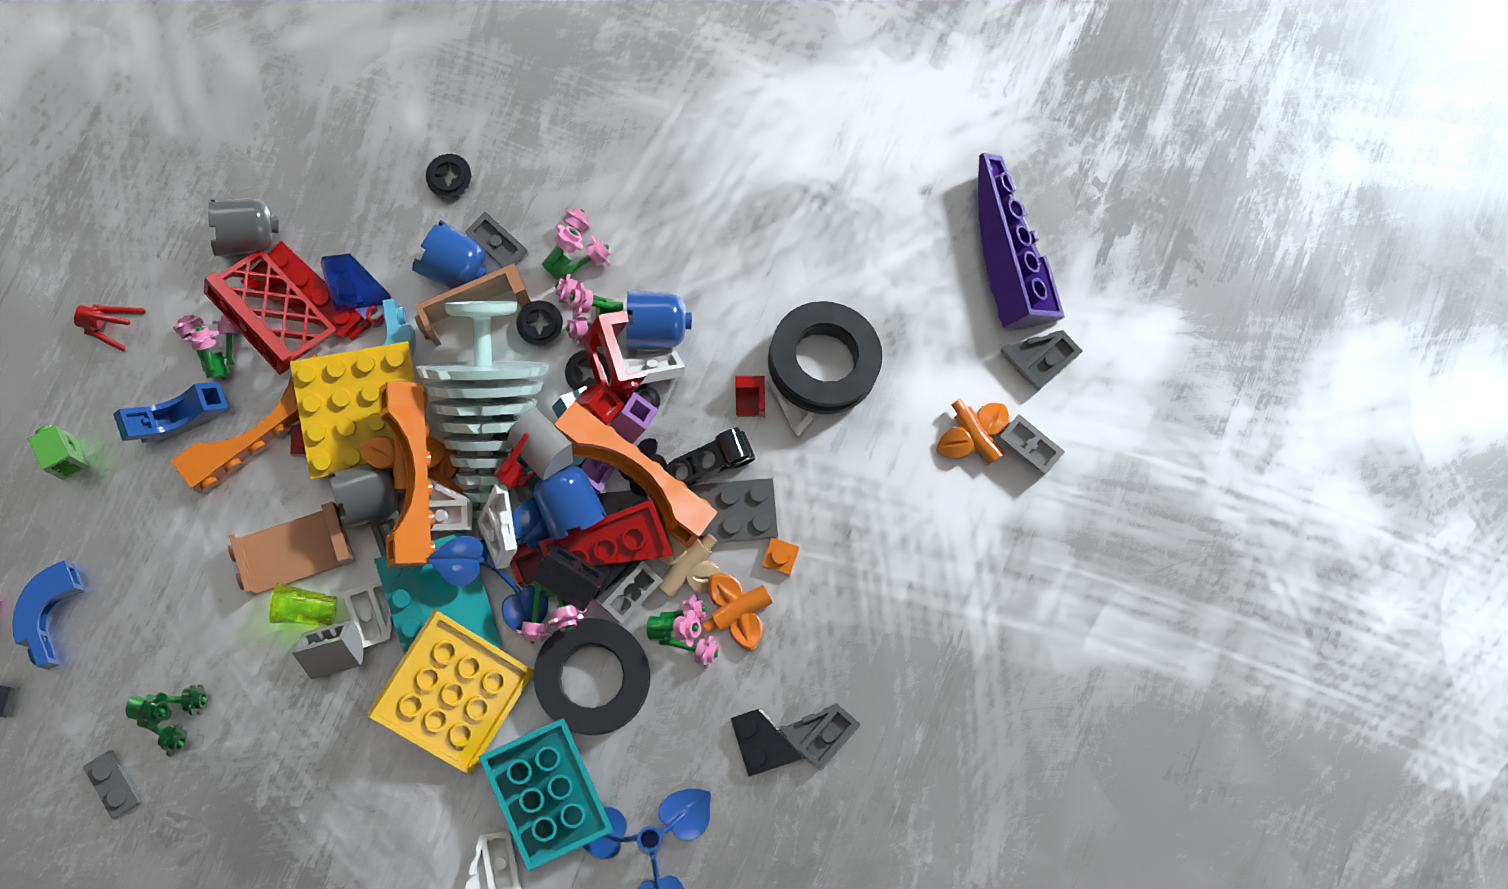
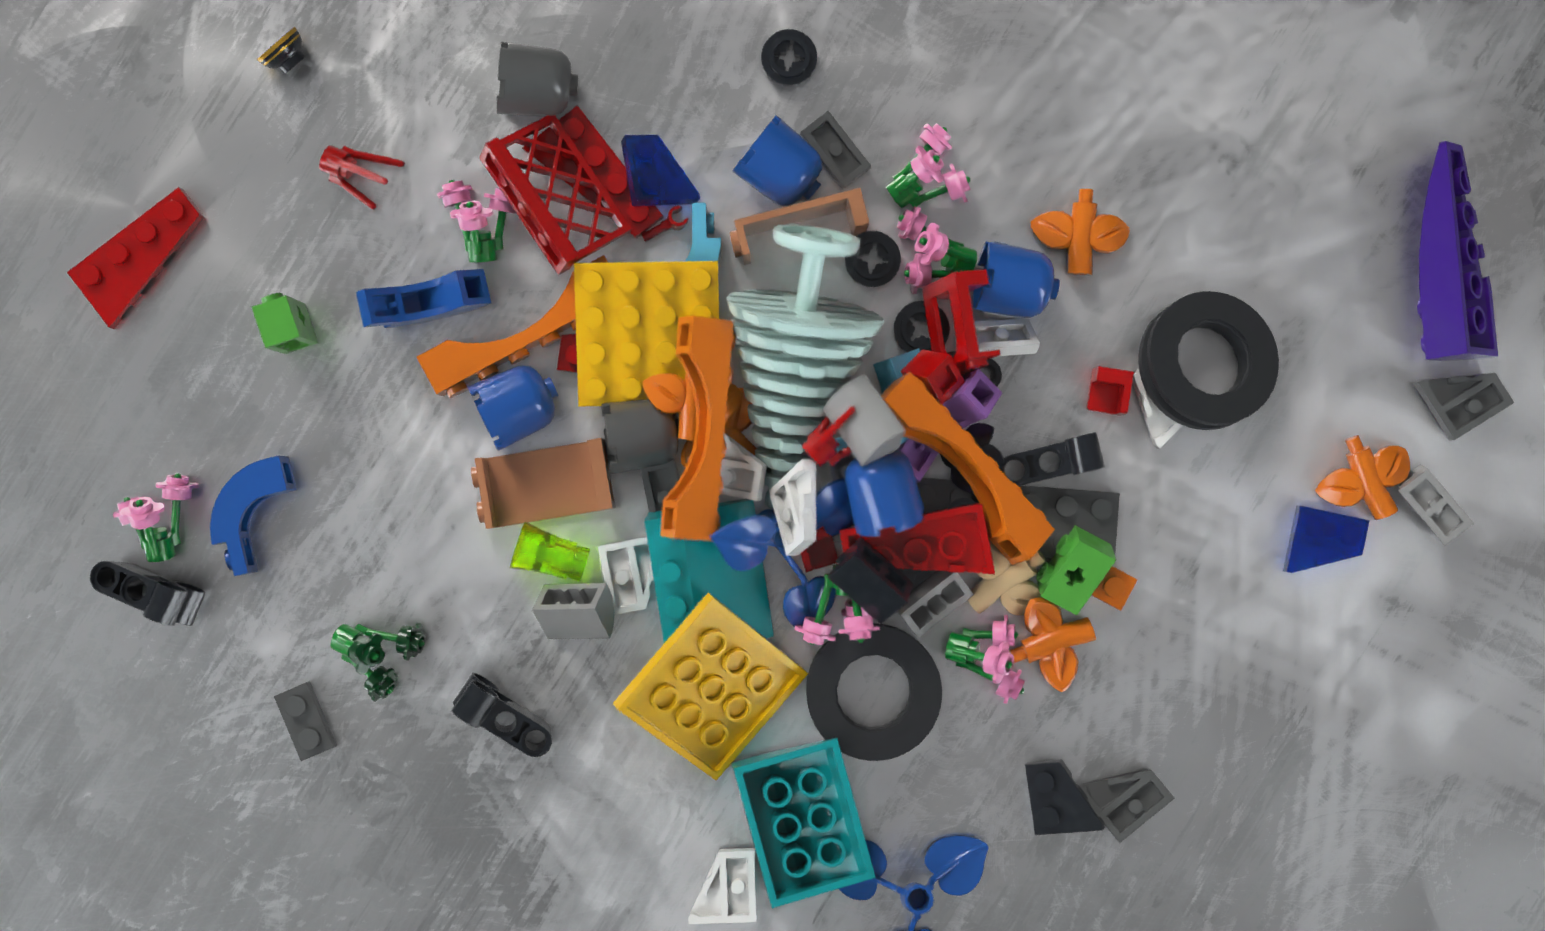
camera: 10 degrees right, 10 degrees up
(35, 237) = (284, 53): none -> black piece
(257, 486) = (515, 404): none -> blue cylinder
(259, 741) = (481, 703): none -> black piece
(707, 274) = (1081, 232): none -> orange plant
(744, 561) = (1075, 569): none -> bright green brick
(949, 487) = (1323, 538): none -> clear blue wing

